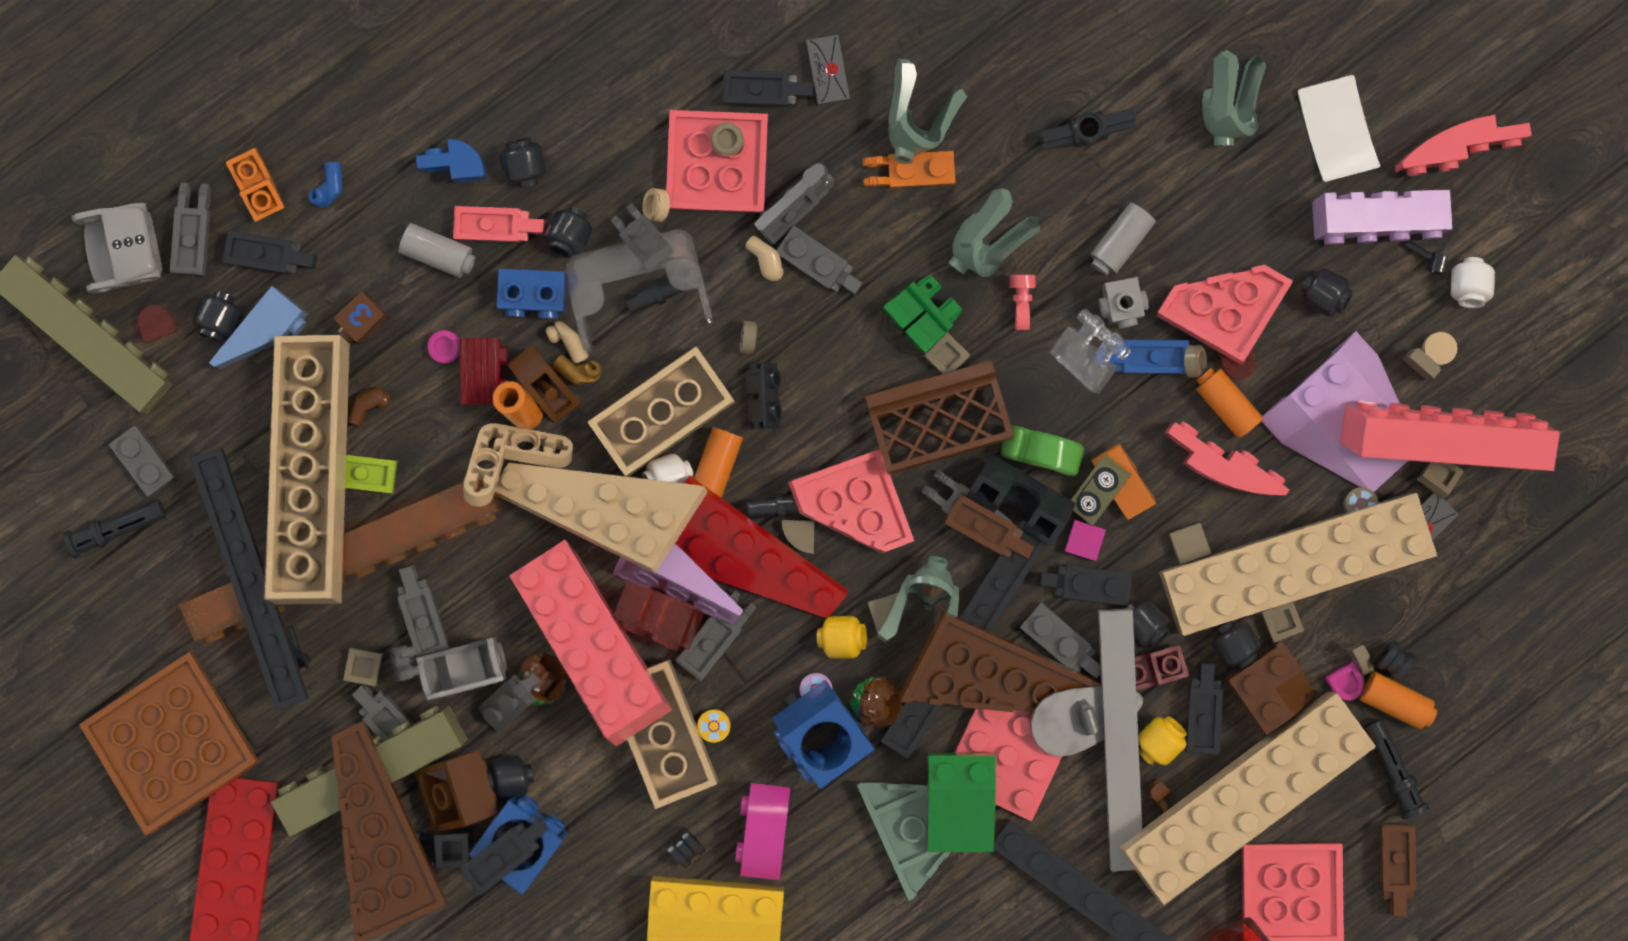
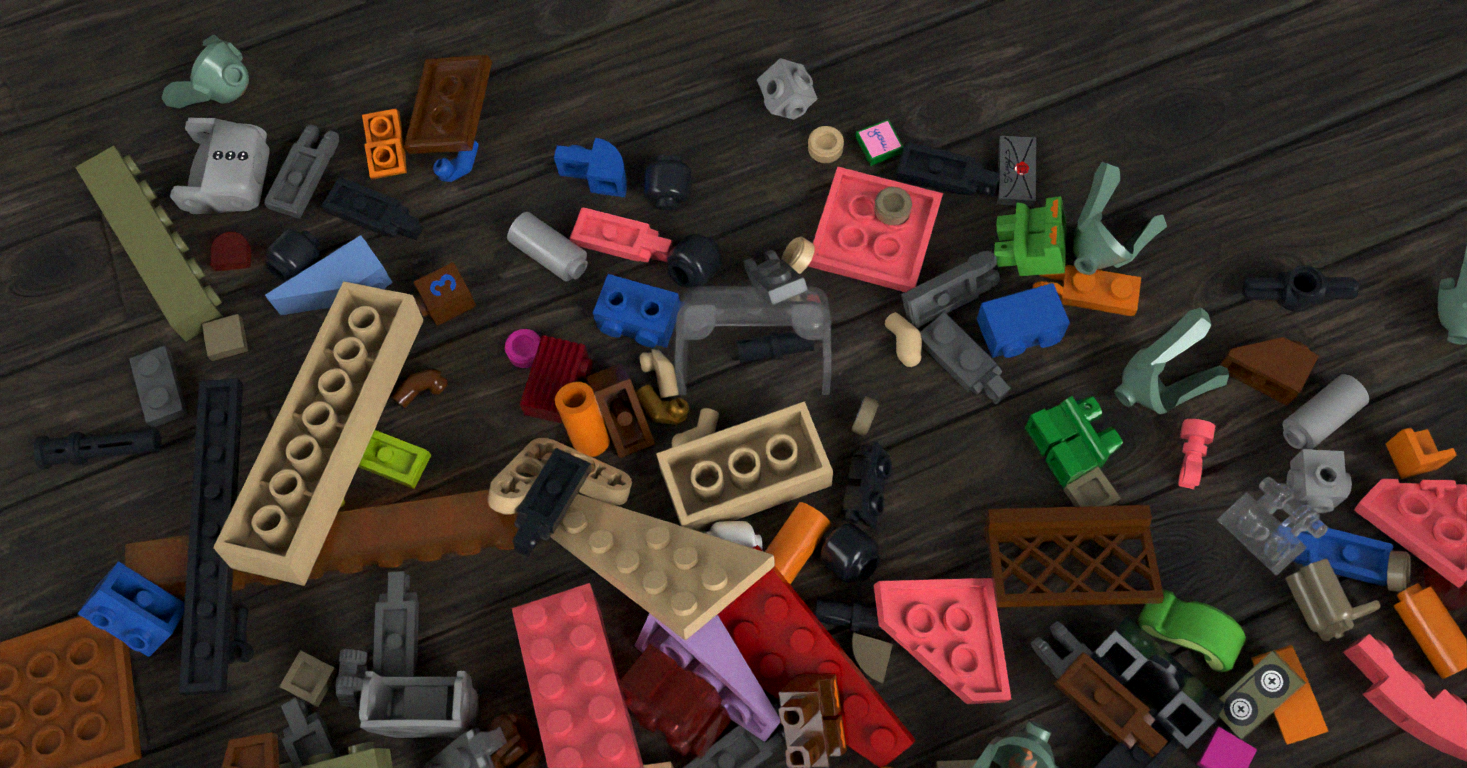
camera: 20 degrees right, 20 degrees down
(85, 160) = (214, 76): none -> sand green piece
(182, 403) = (224, 337): none -> dark tan tile
(209, 655) = (133, 609): none -> blue brick
(300, 131) = (448, 104): none -> reddish brown tile
(513, 482) = (549, 499): none -> black hinge
(606, 44) = (787, 89): none -> light grey brick
(616, 389) = (706, 425): none -> tan arm
(653, 84) = (825, 144): none -> tan tile
(700, 71) = (879, 142): none -> tile
(763, 457) = (849, 553): none -> black head
(765, 600) = (812, 720): none -> reddish brown hips
(857, 140) = (1037, 237): none -> bright green hips
(860, 221) = (1023, 321): none -> blue brick
(1075, 208) = (1272, 367): none -> reddish brown slope
(1139, 401) = (1324, 600): none -> dark tan piece
(1200, 254) = (1416, 453): none -> orange panel

